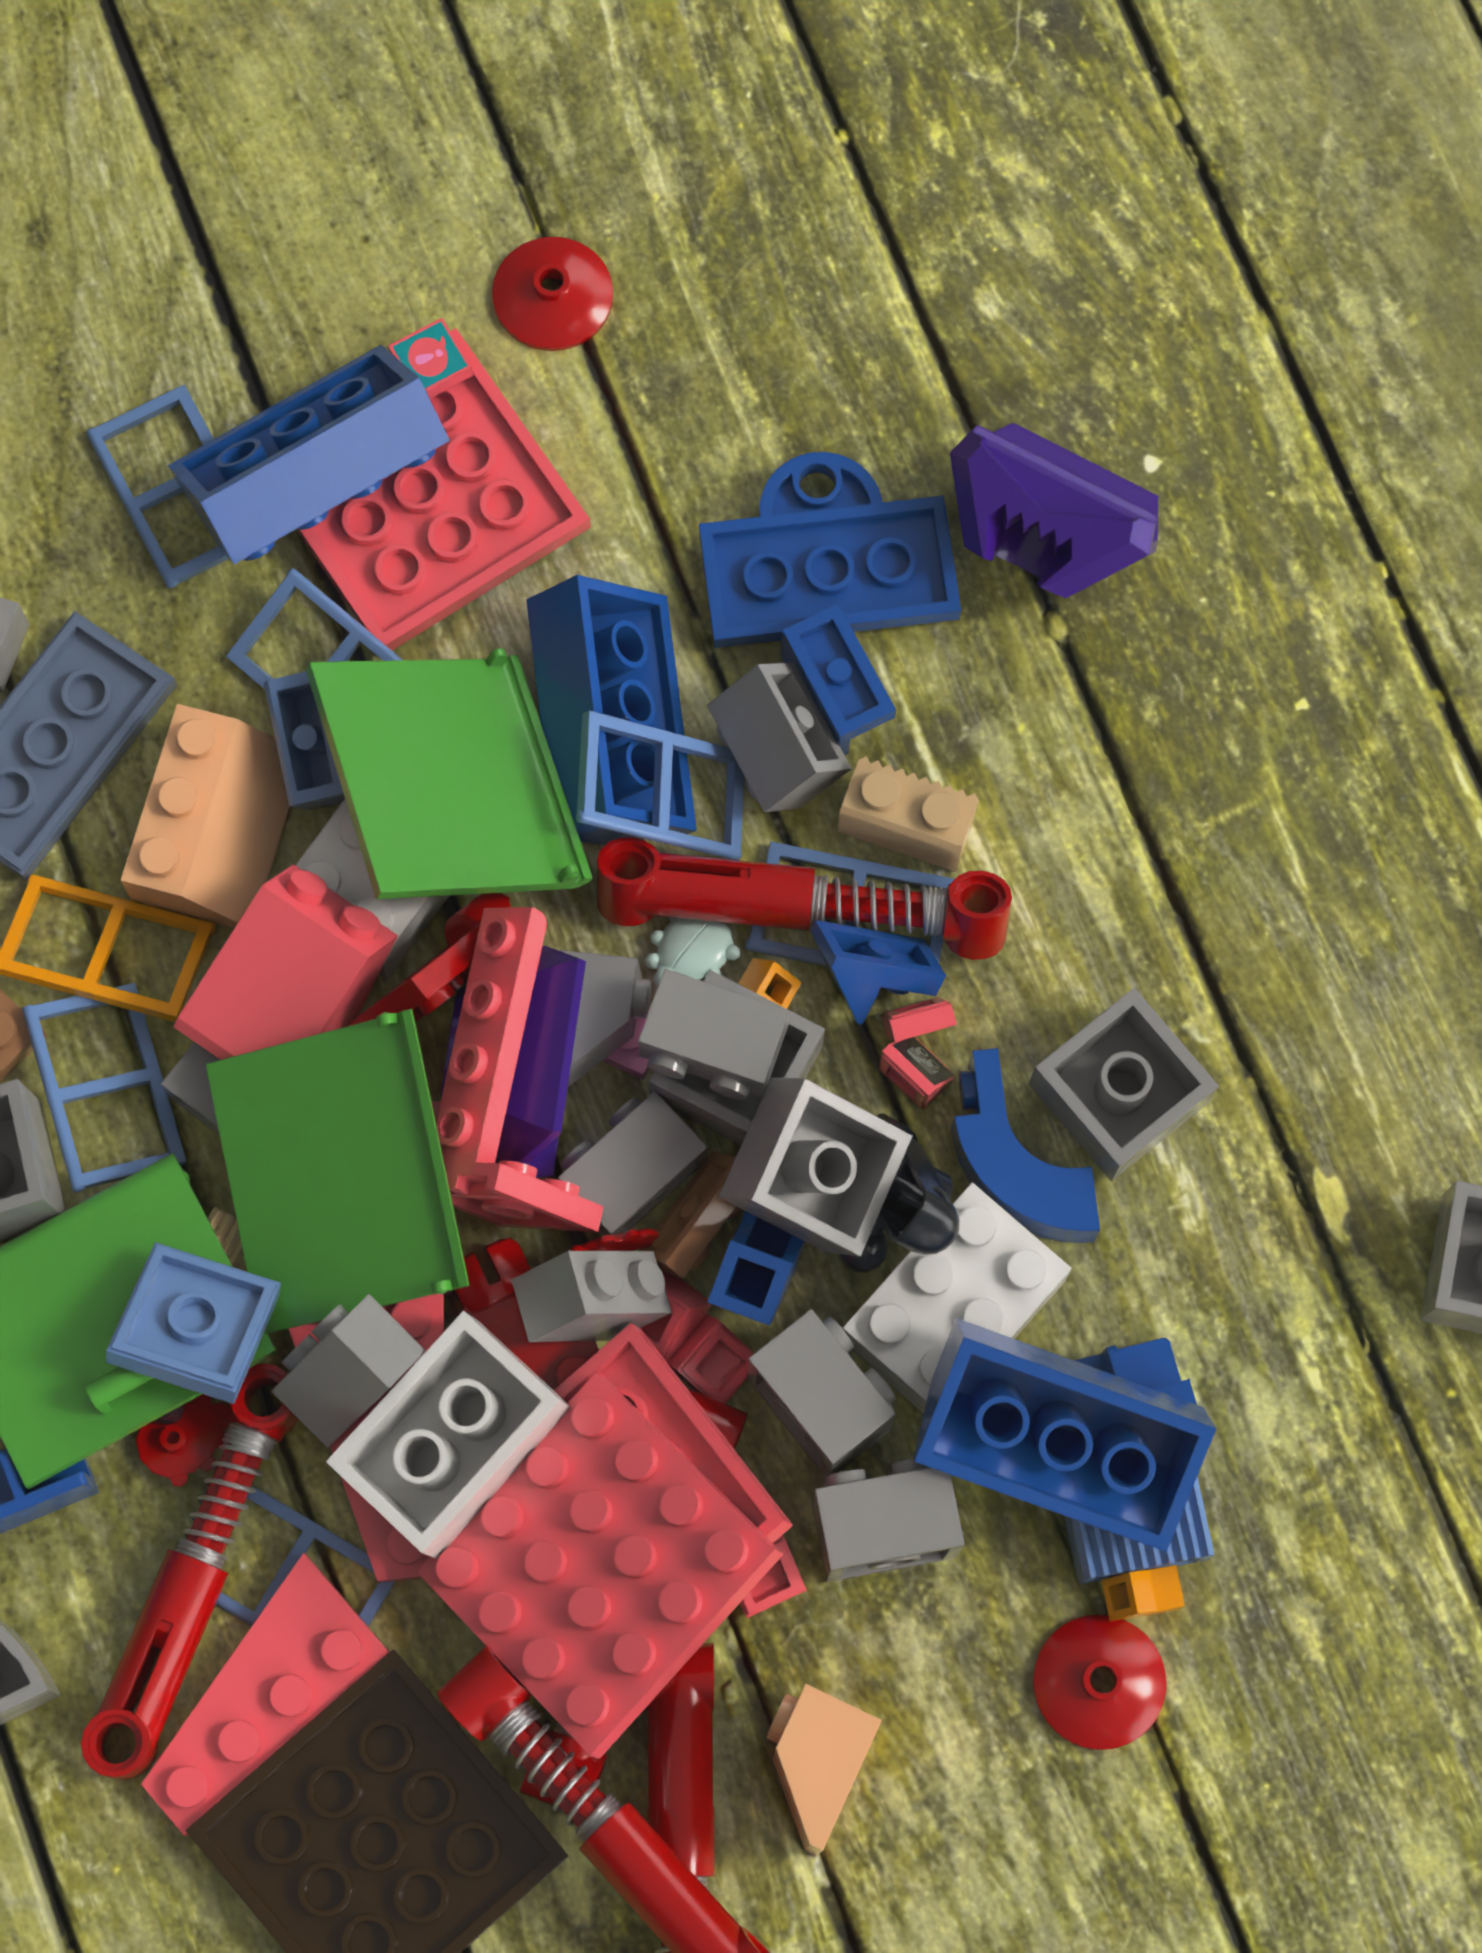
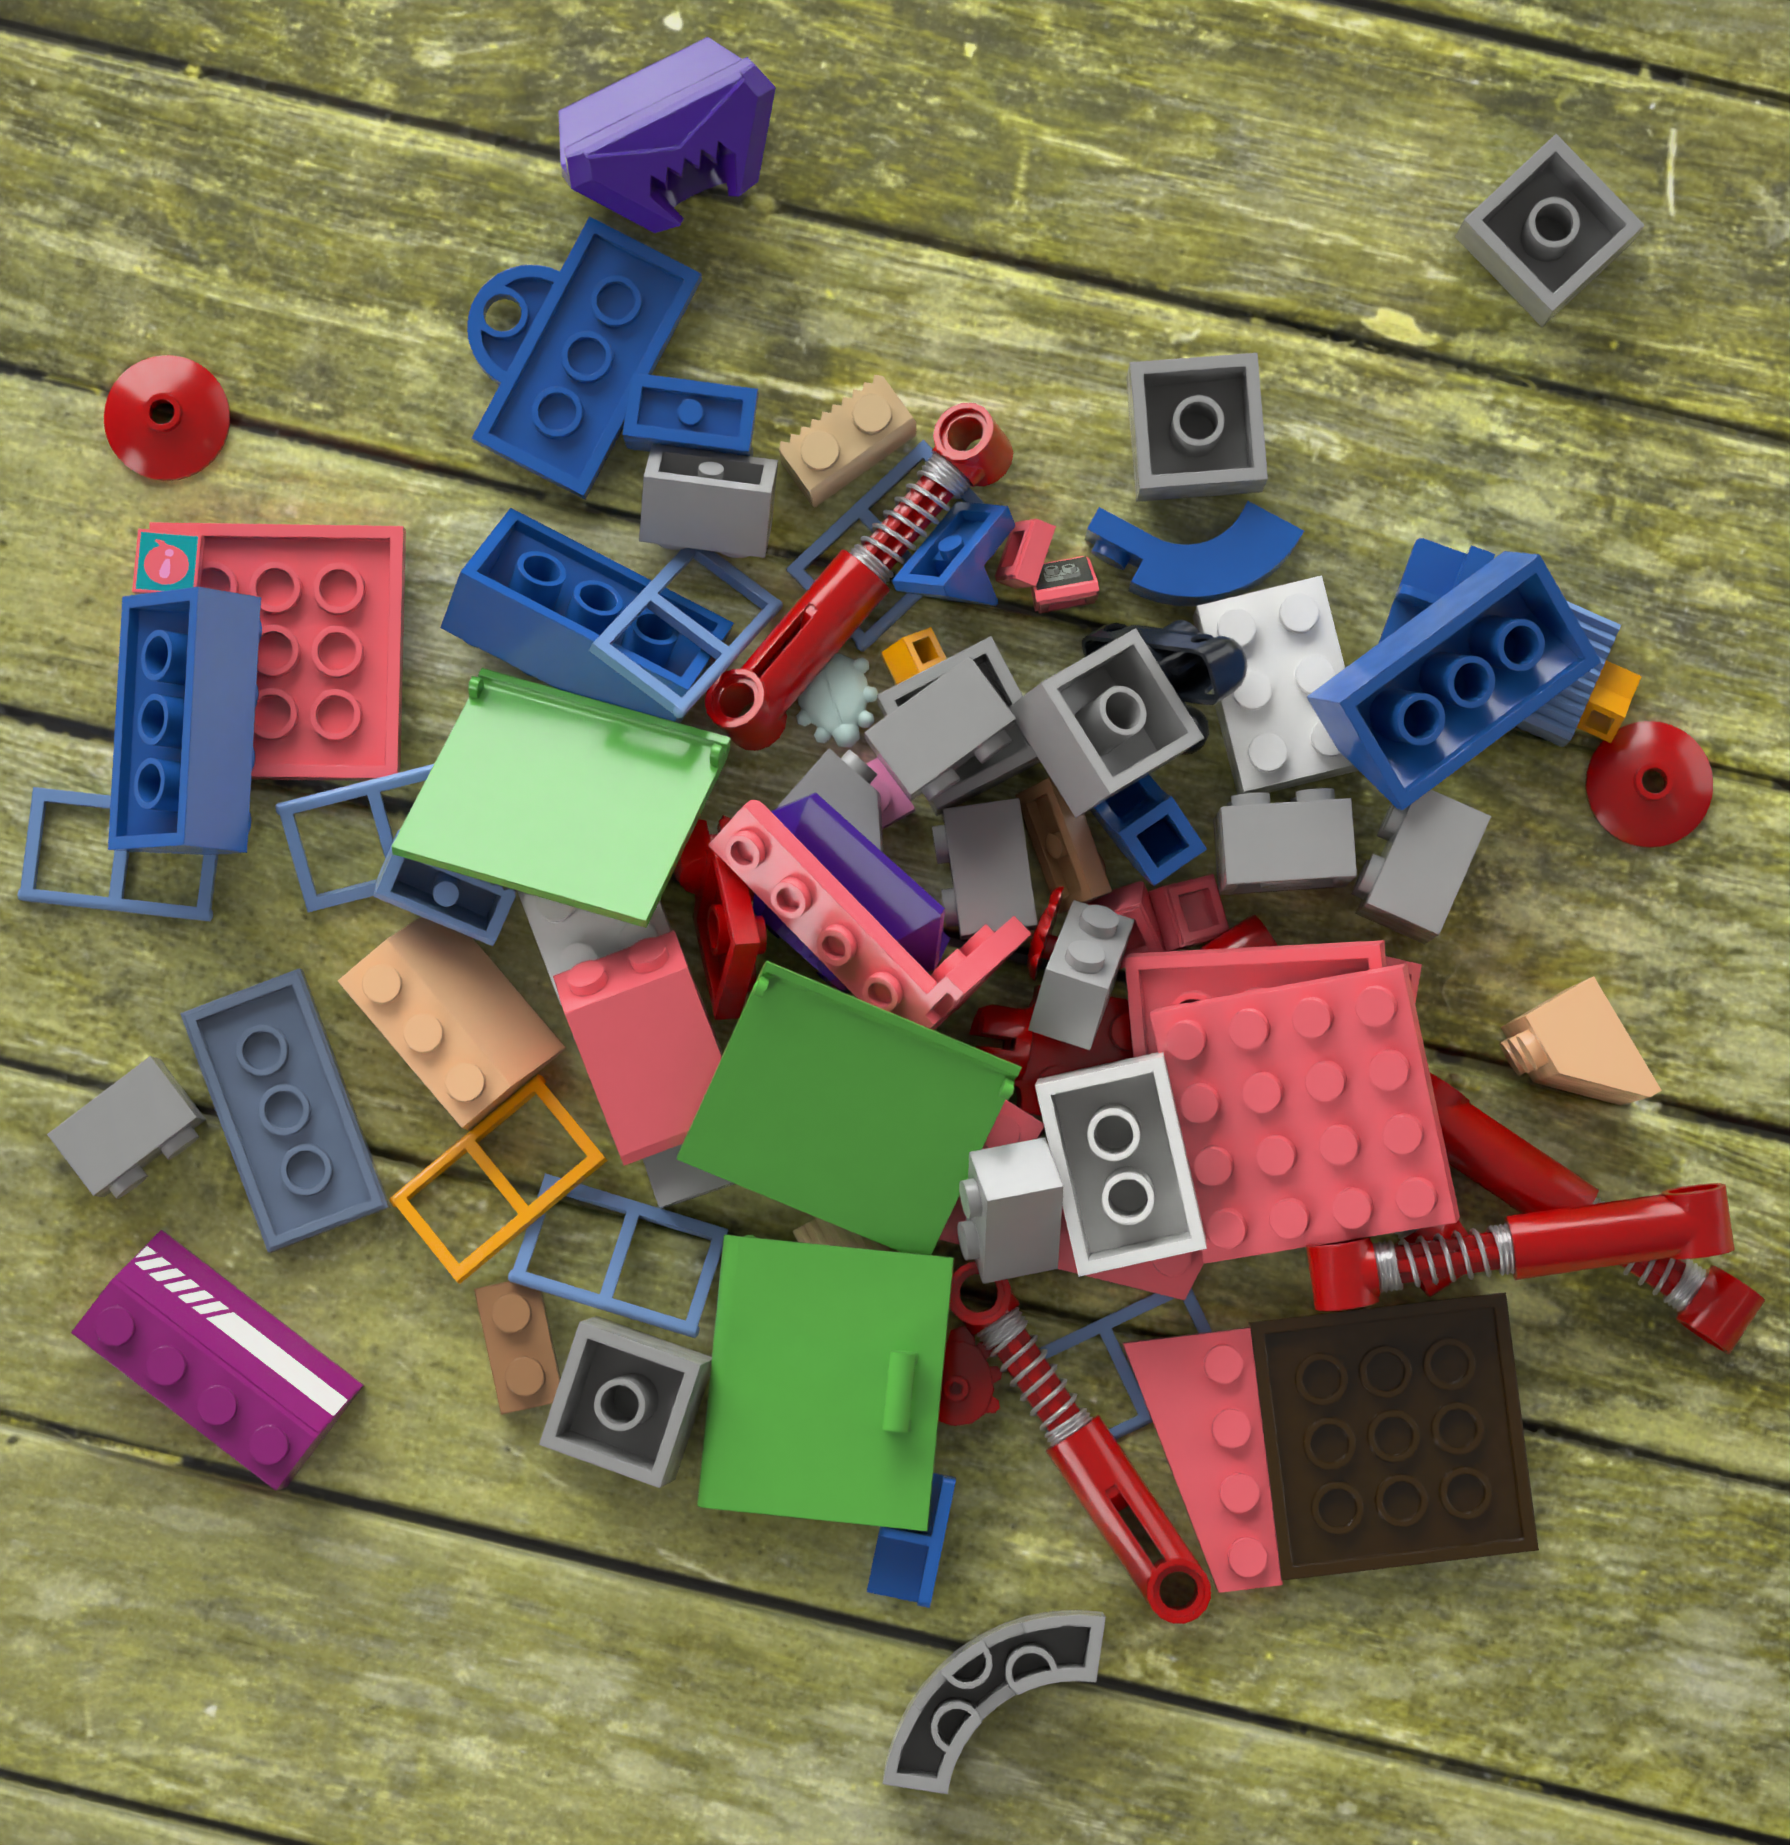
camera: 50 degrees left, 10 degrees up
(193, 1323) = (892, 1308): medium blue tile -> none

